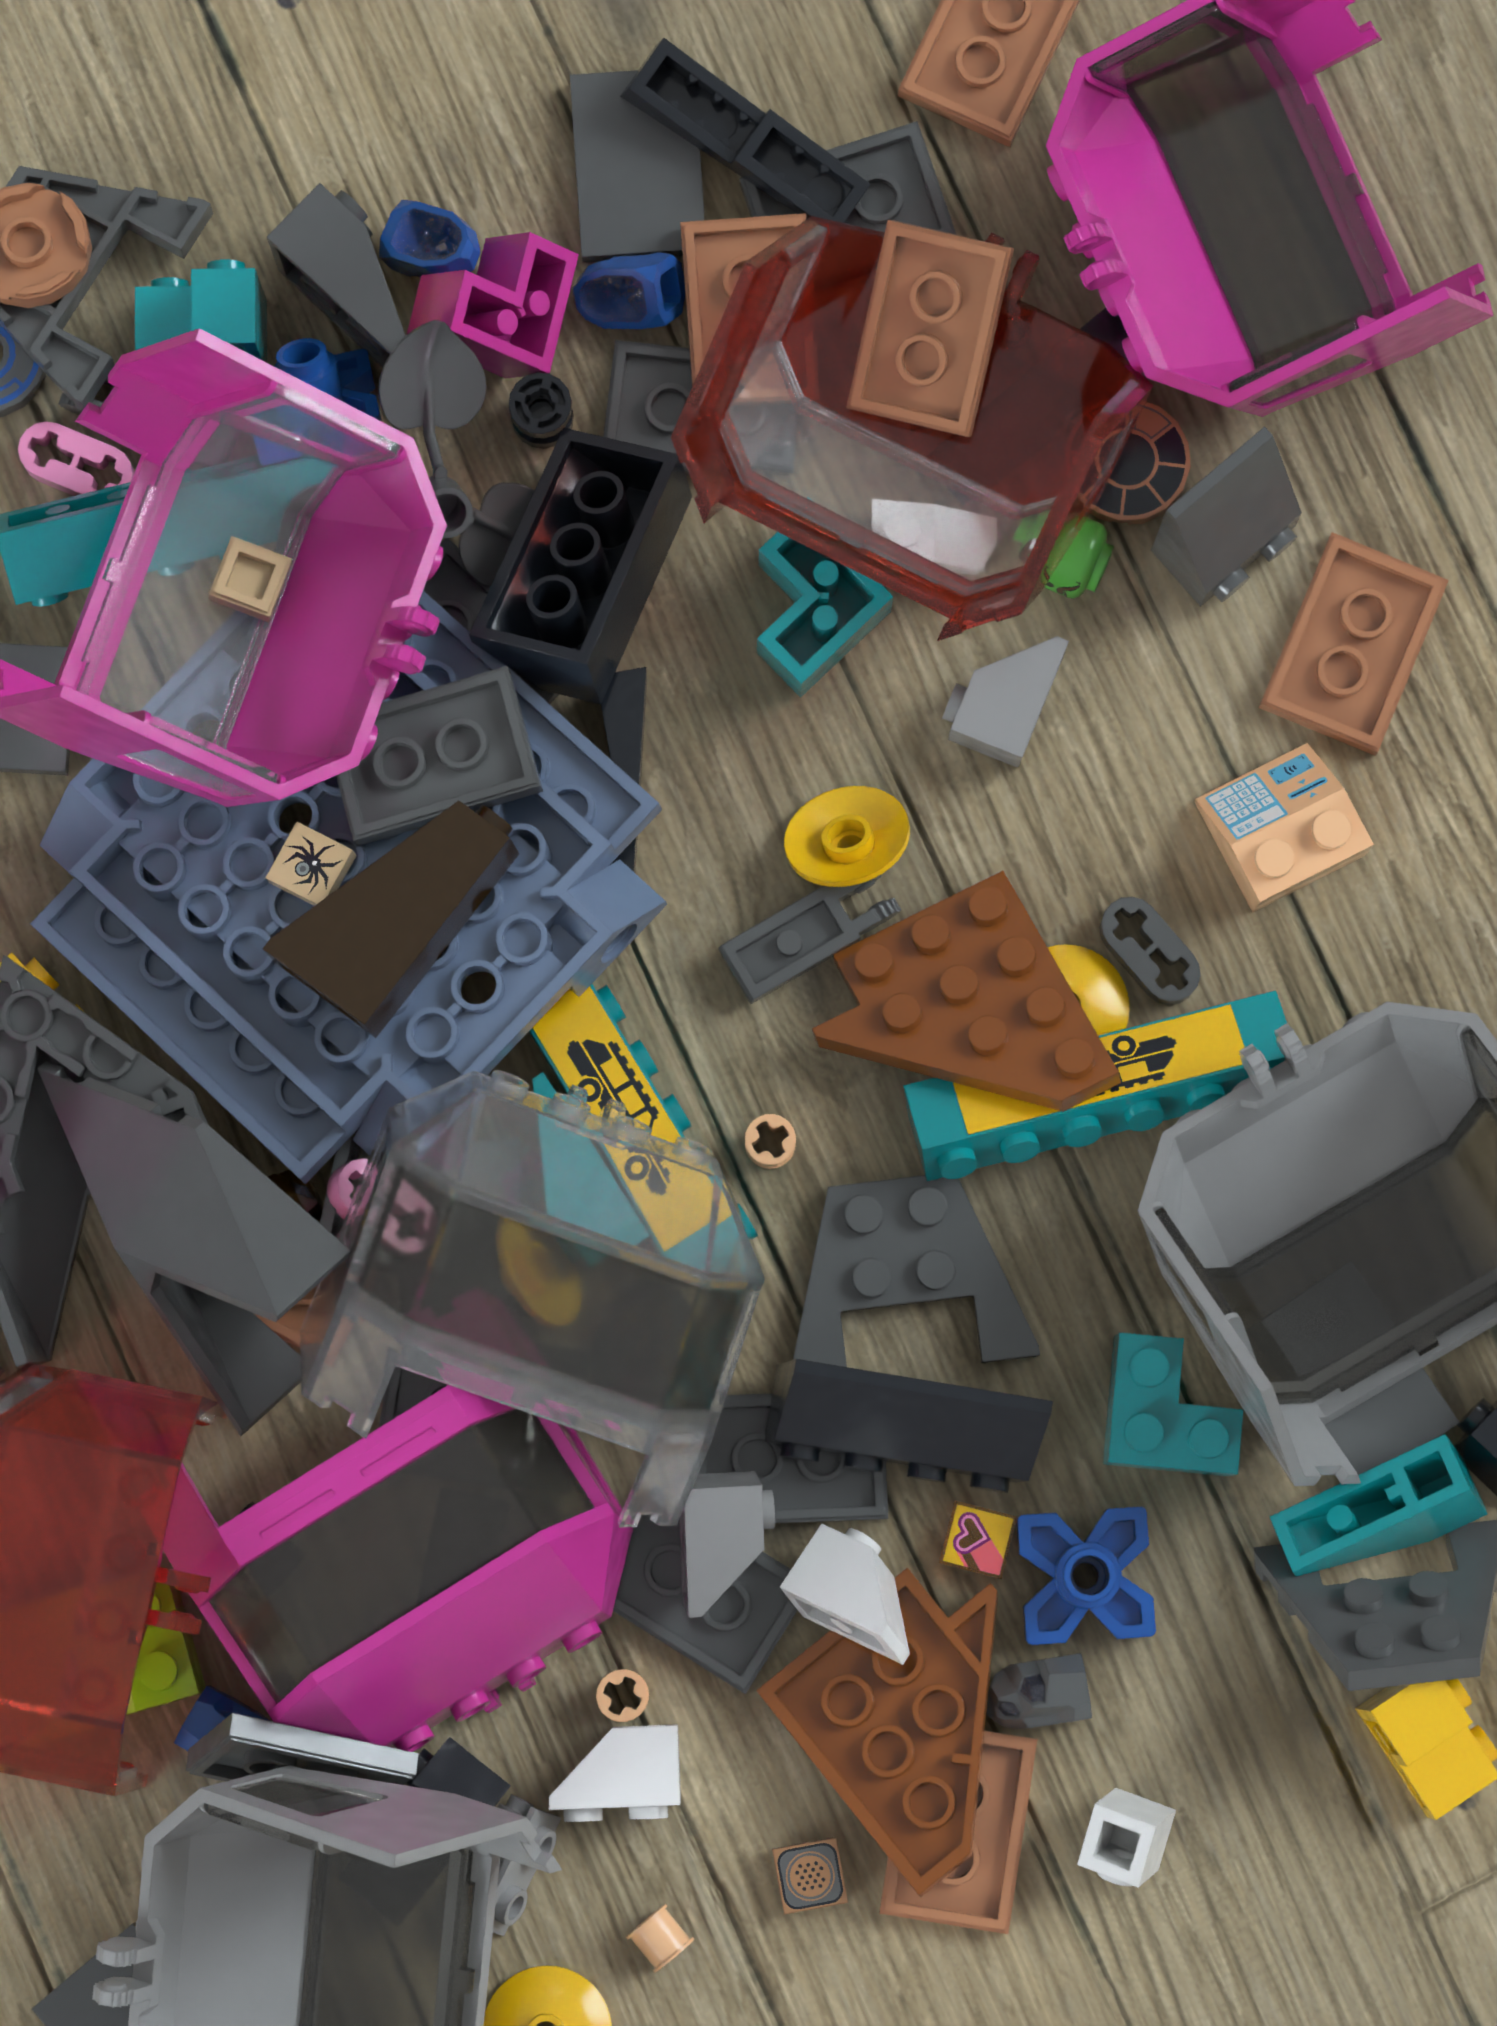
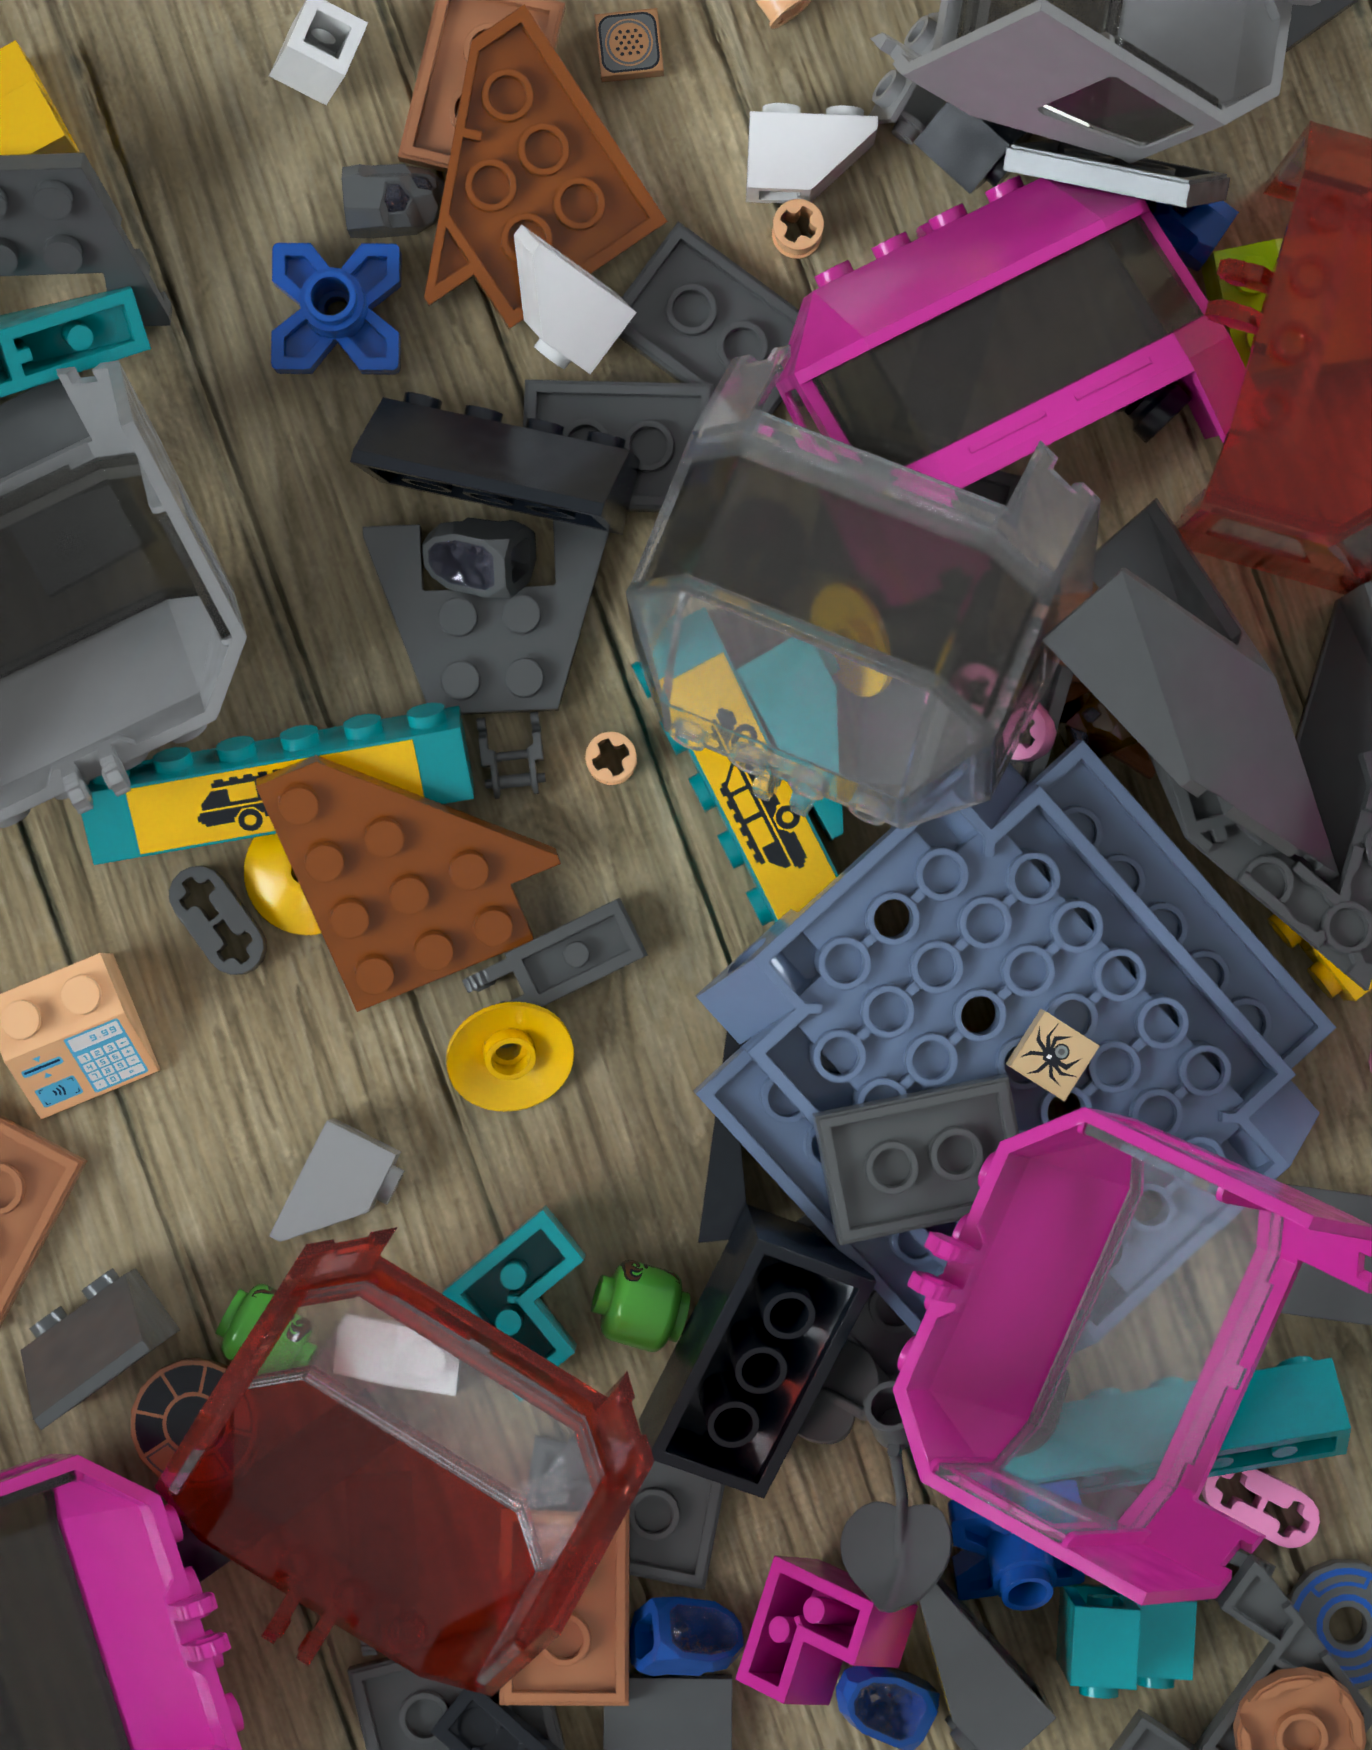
camera: 175 degrees left, 5 degrees up
(250, 579) = (1095, 1357): tan tile -> none
(396, 917) = (973, 988): dark brown slope -> none
(538, 422) = (785, 1508): black wheel -> none
(697, 604) = (641, 1306): none -> bright green head
(721, 1534) = (687, 363): light grey slope -> none
(891, 1133) = (533, 753): none -> dark grey piece
(917, 1332) = (481, 556): none -> dark grey rock
(929, 328) = (380, 1570): nougat tile -> none
(977, 1539) = (439, 353): tile -> none
(1150, 1425) = (256, 444): teal brick -> none

